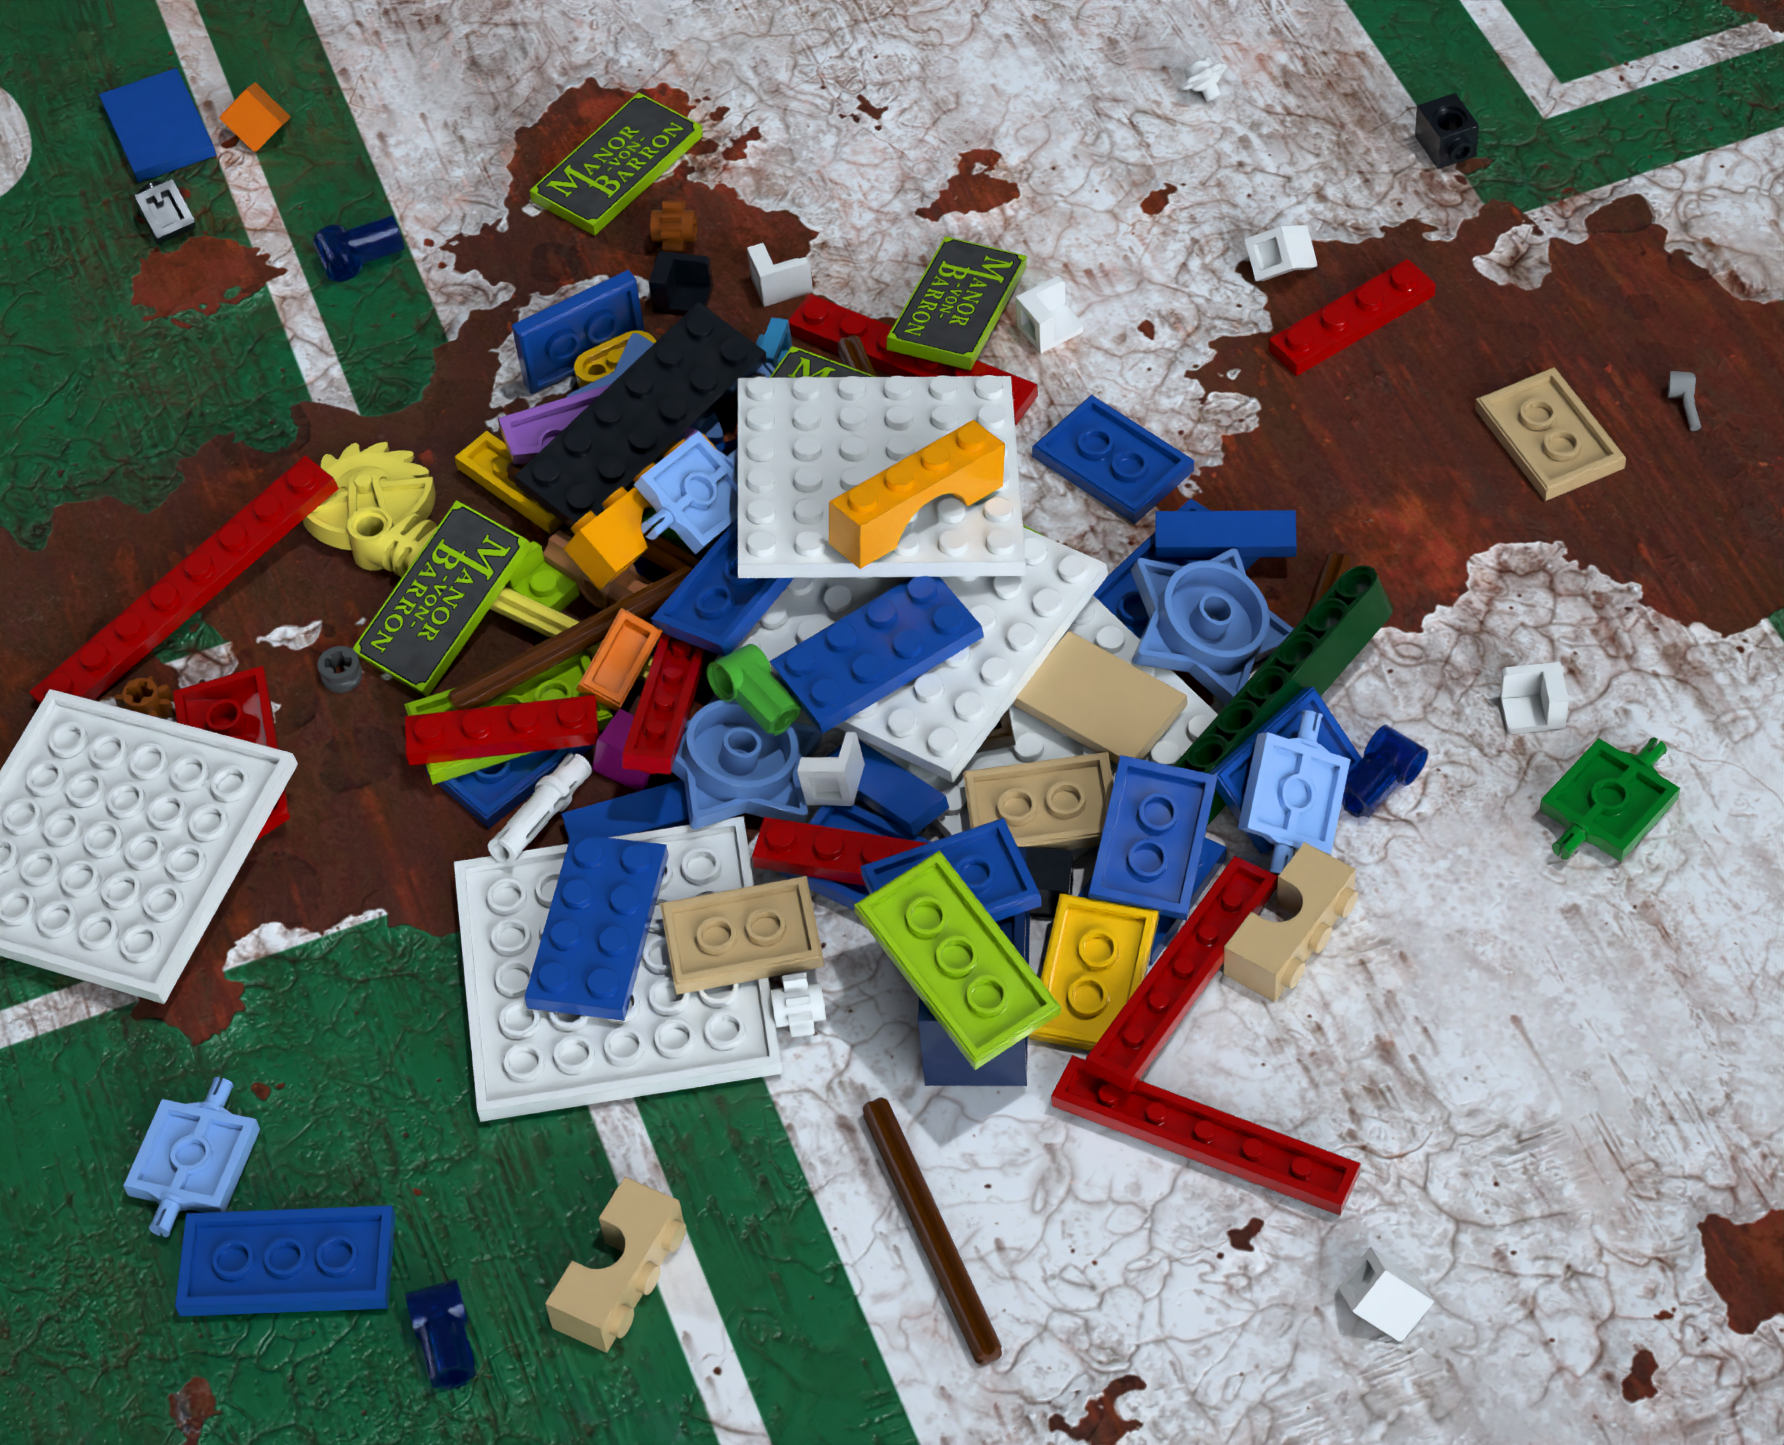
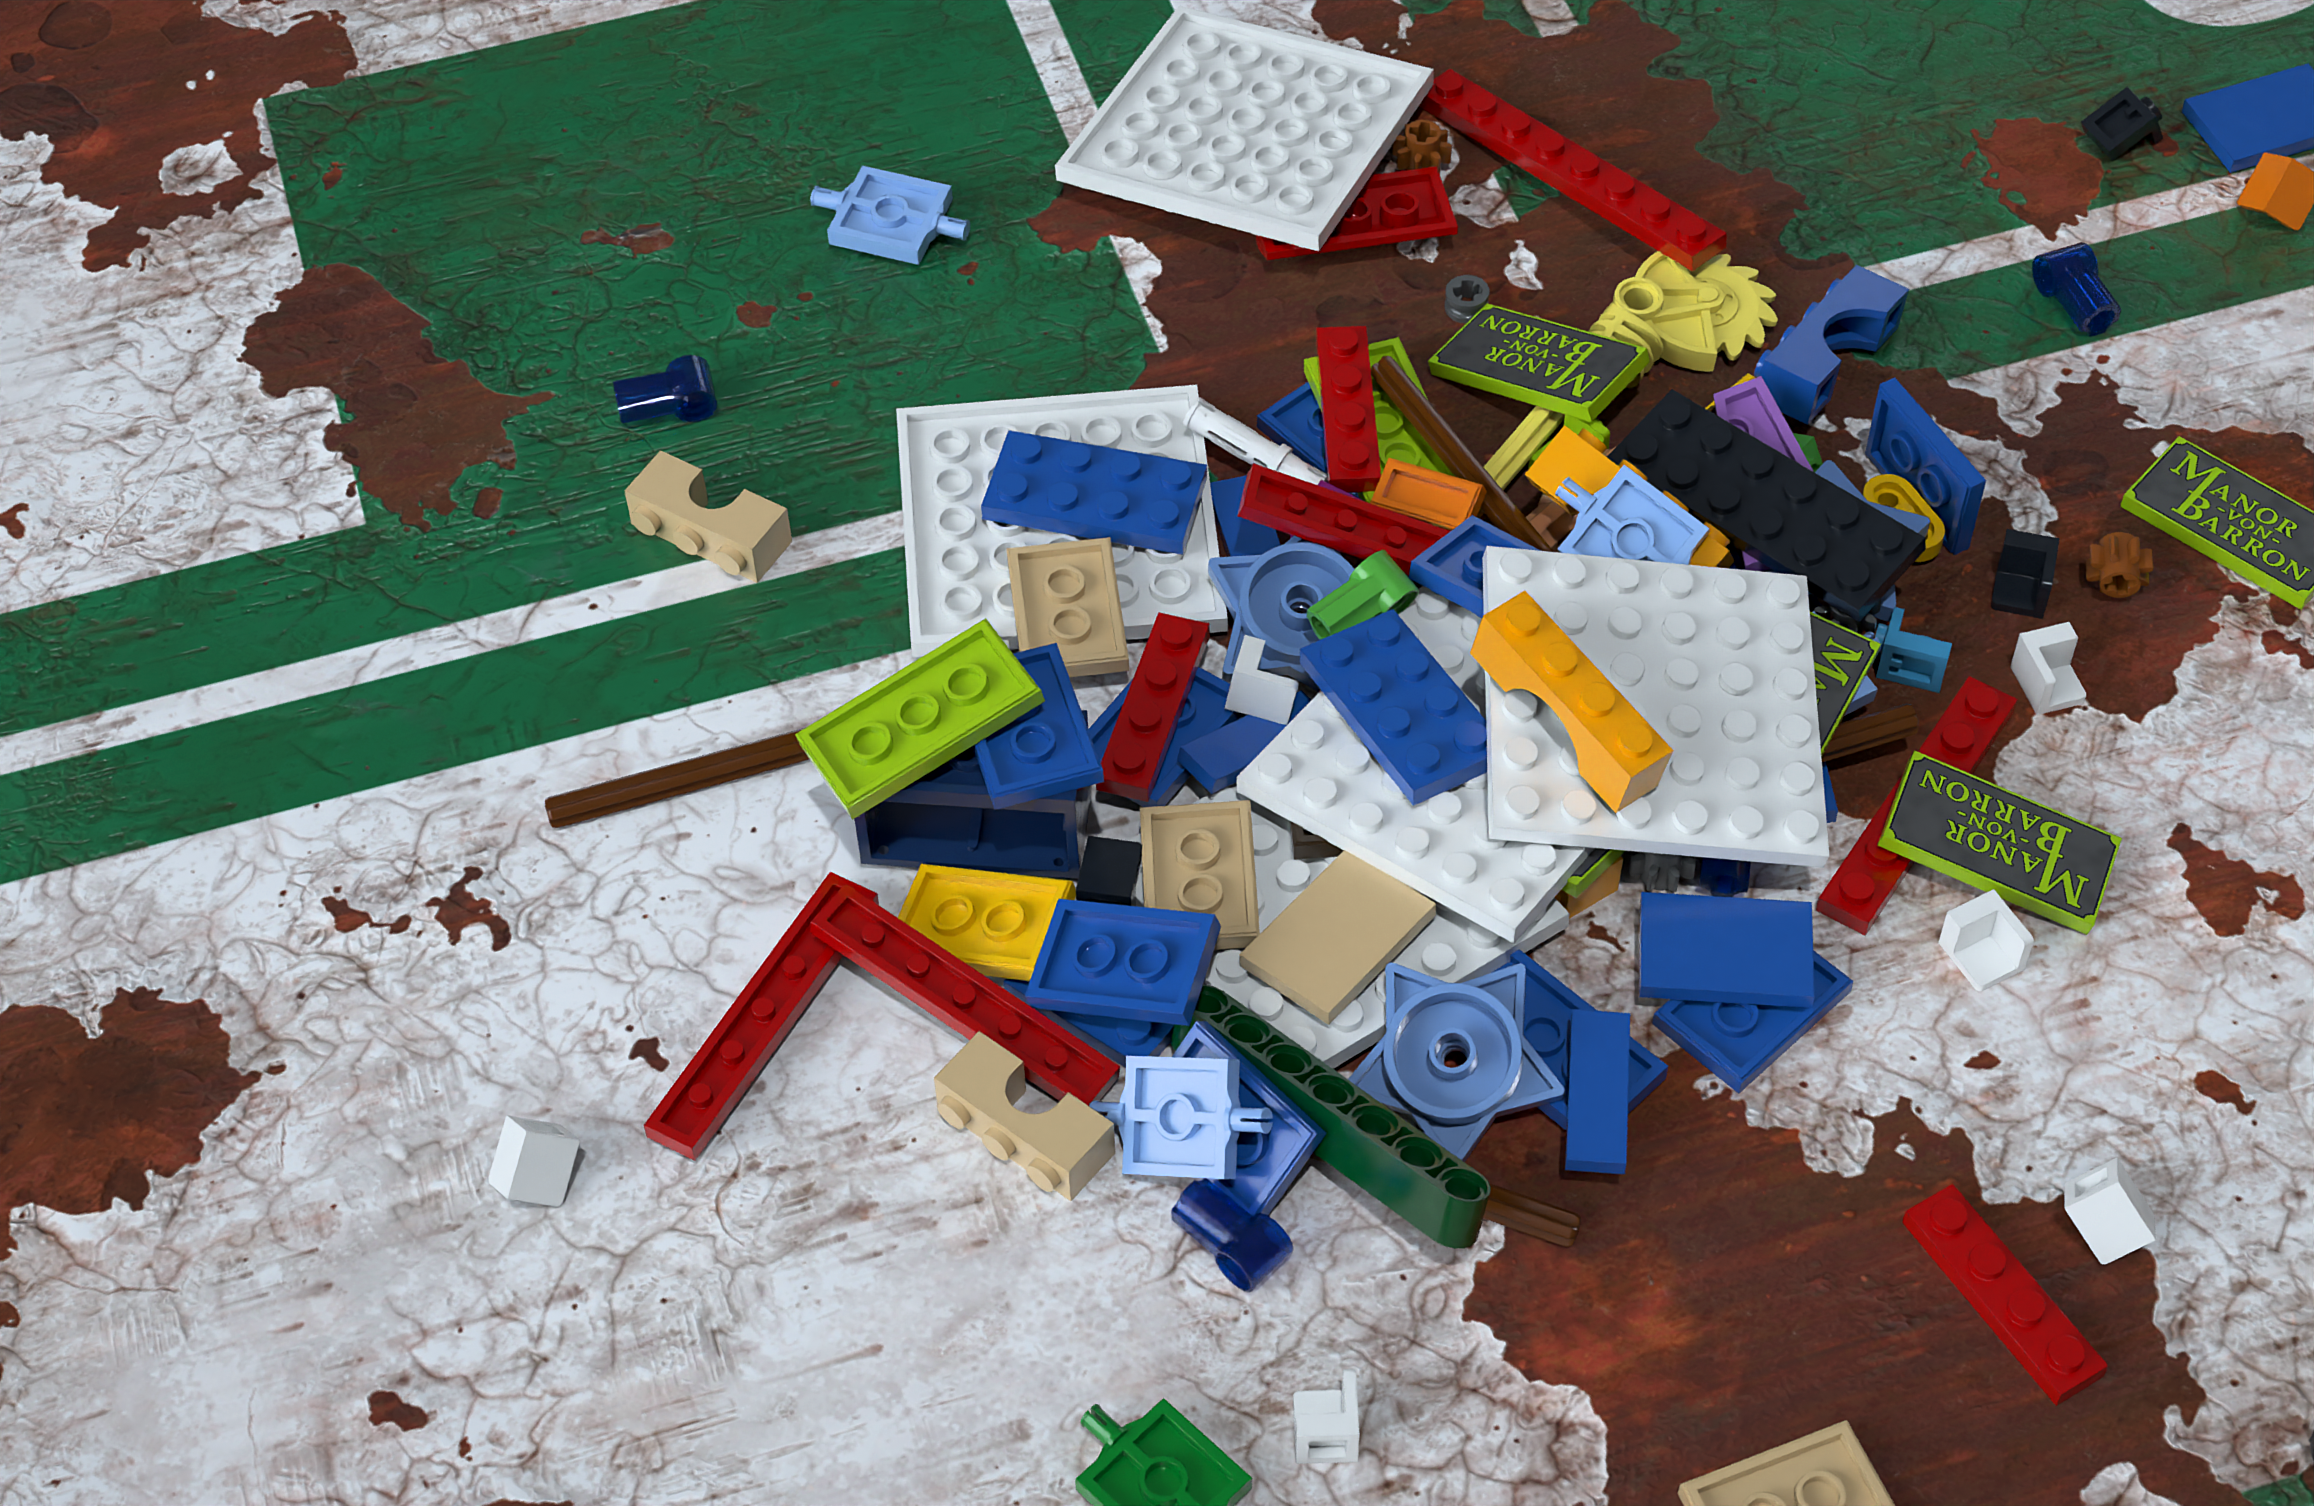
camera: 90 degrees right, 0 degrees up
(286, 1261) = (766, 285): blue plate -> none
(464, 410) = (1854, 314): none -> blue arch
(1077, 464) = (1726, 949): none -> blue tile

